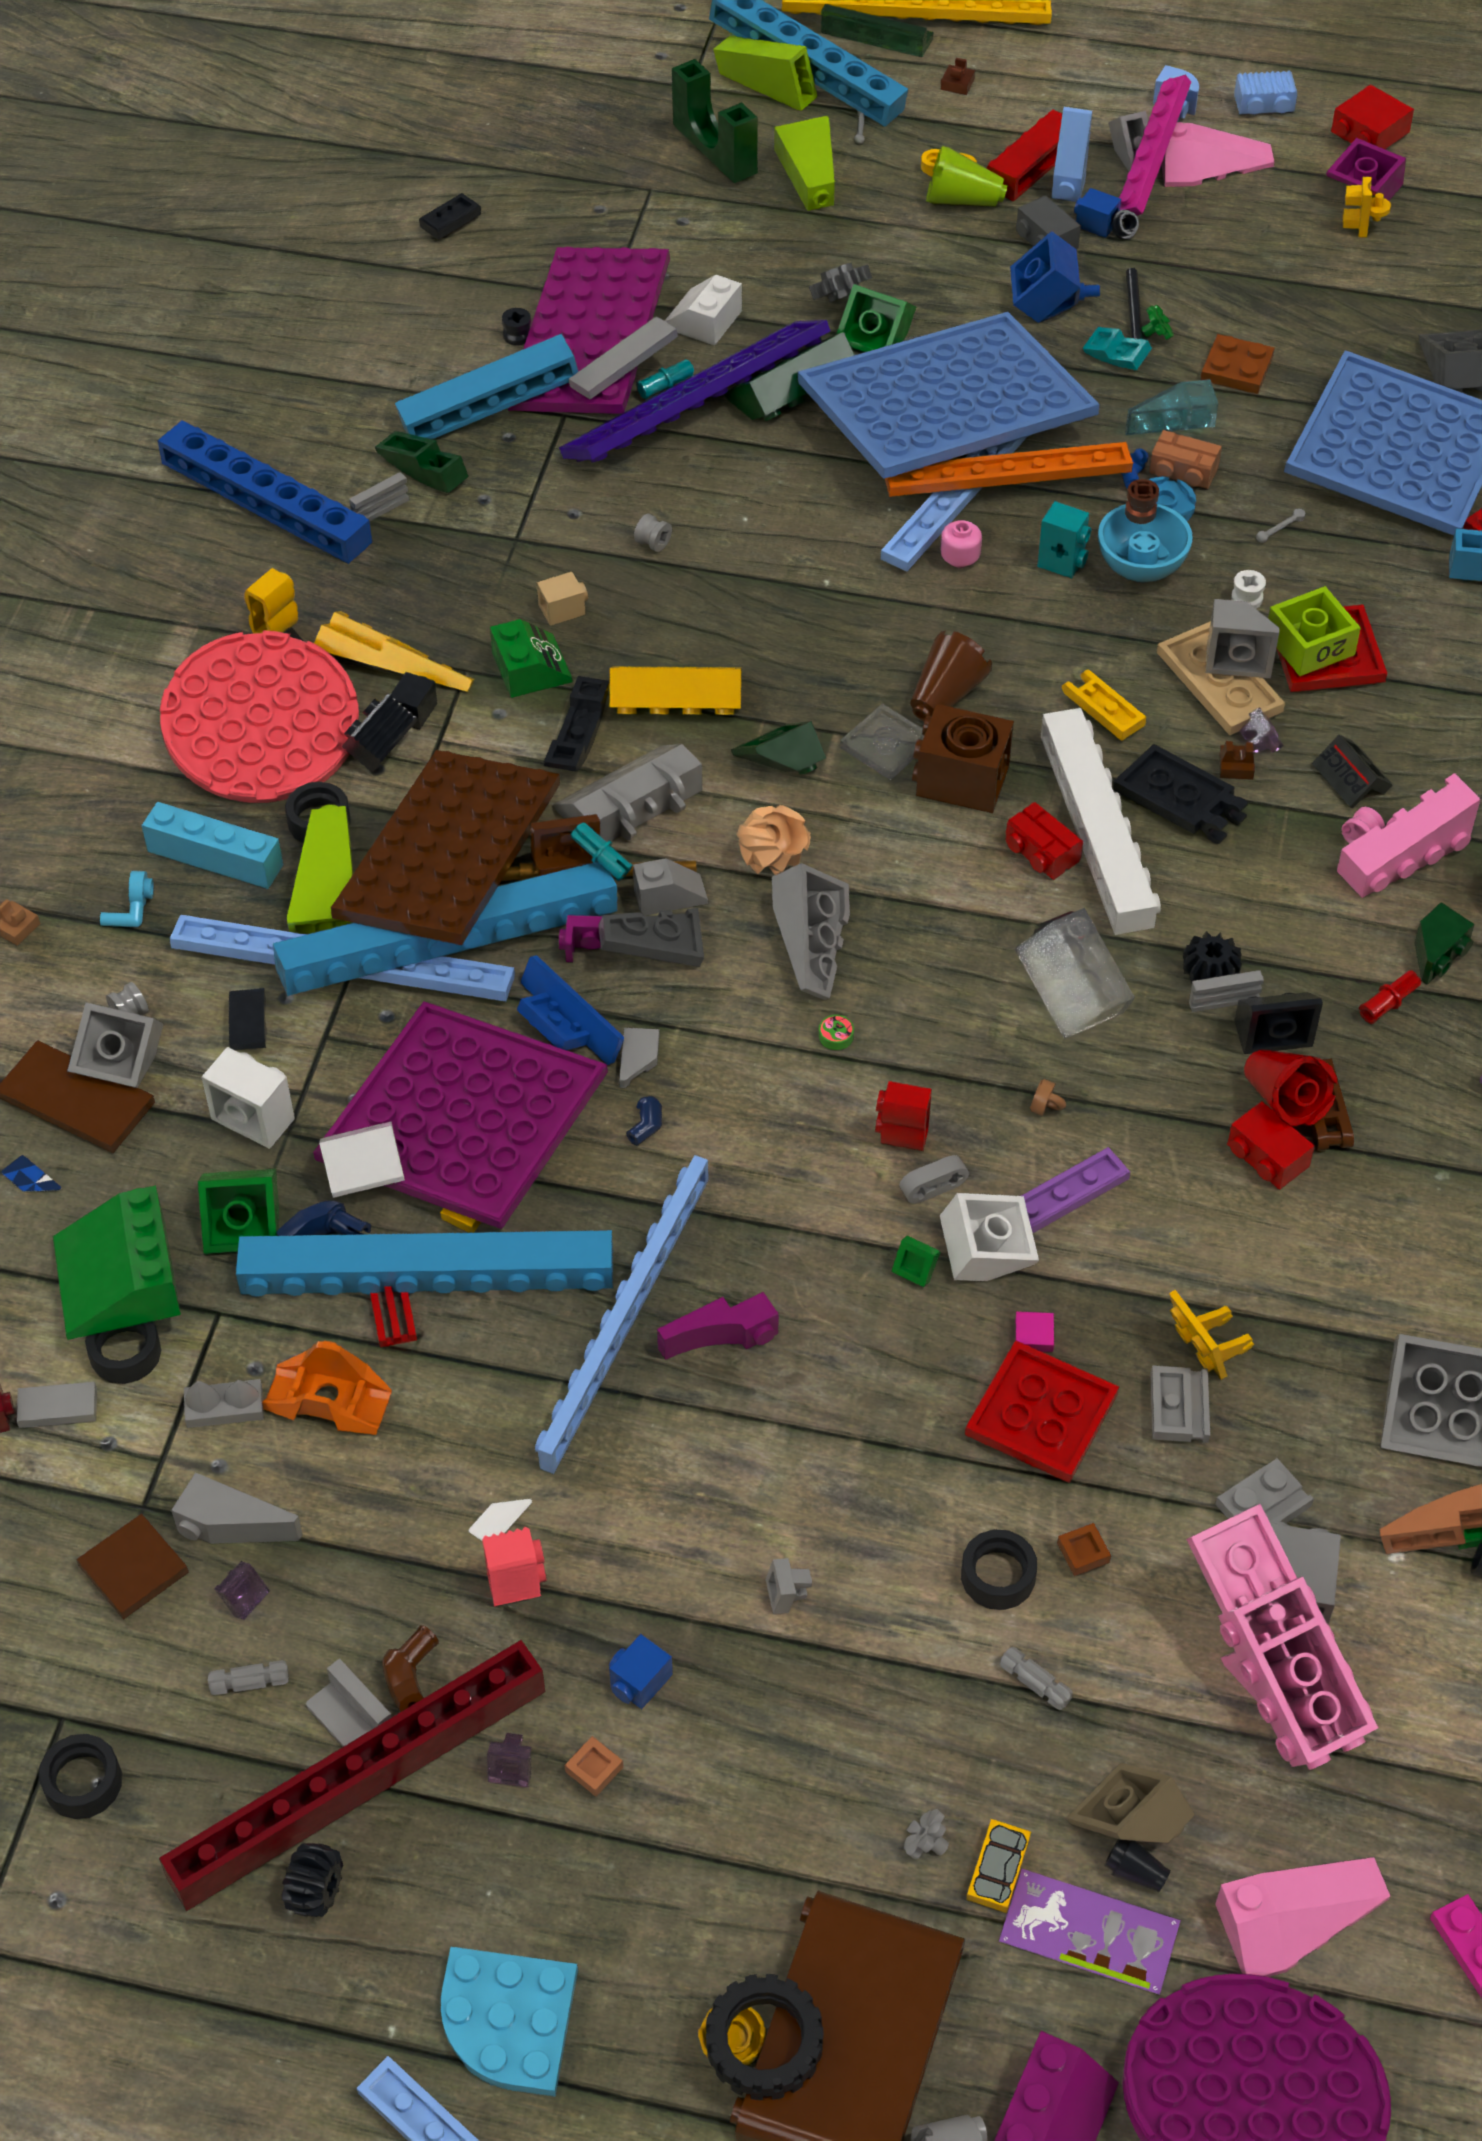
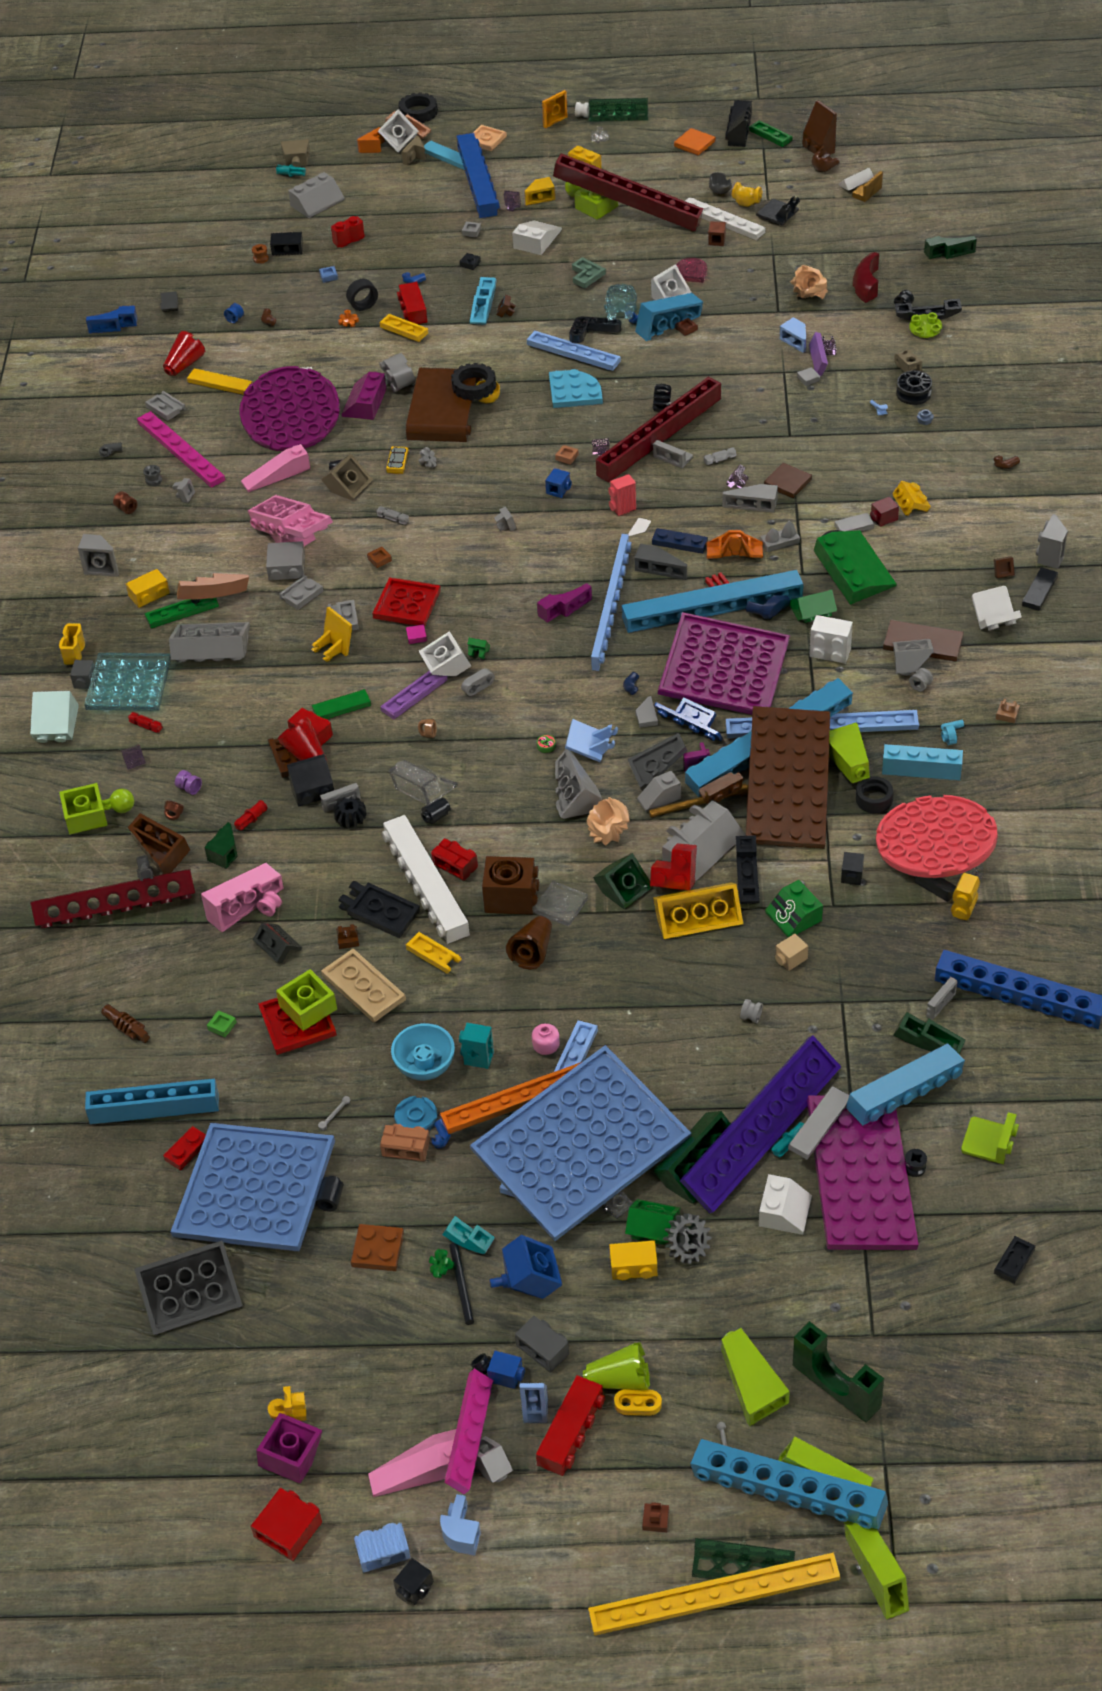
camera: 170 degrees right, 5 degrees down
(29, 1176) = (925, 607): dark blue sticker -> none
(67, 1750) = (770, 423): black tyre -> none
(247, 1019) = (857, 685): black slope -> none
(361, 1159) = (764, 629): white slope -> none
(363, 644) = (903, 902): yellow wedge -> none
(379, 732) = (861, 836): black brick -> none
(400, 1667) = (654, 464): reddish brown arm -> none
(403, 332) = (990, 1139): none -> lime bracket
(430, 1450) = (679, 540): none -> dark blue plate
(504, 1392) = (659, 562): none -> dark grey slope
(601, 851) = (698, 779): teal axle -> none
(684, 722) = (678, 872): none -> red brick
(764, 1003) = (589, 740): none -> light blue plate
(904, 1115) = (497, 694): red brick -> none
(915, 284) = (633, 1260): none -> yellow brick
(999, 1542) = (412, 535): black tyre -> none
(1090, 1931) = (362, 451): medium lavender sticker -> none
(1142, 501) = (427, 1058): copper wheel -> none
(1177, 408) = (414, 1187): clear light blue slope -> none
(1204, 1196) = (342, 704): none -> green tile
(1233, 60) = (413, 1582): none -> black brick
(1240, 640) = (352, 977): light grey slope -> none
(1249, 587) = (351, 1051): white wheel -> none
(1263, 730) = (331, 951): tile -> none
(1294, 419) = (329, 1193): none -> black brick
(1444, 663) = (221, 1023): none -> bright green plate

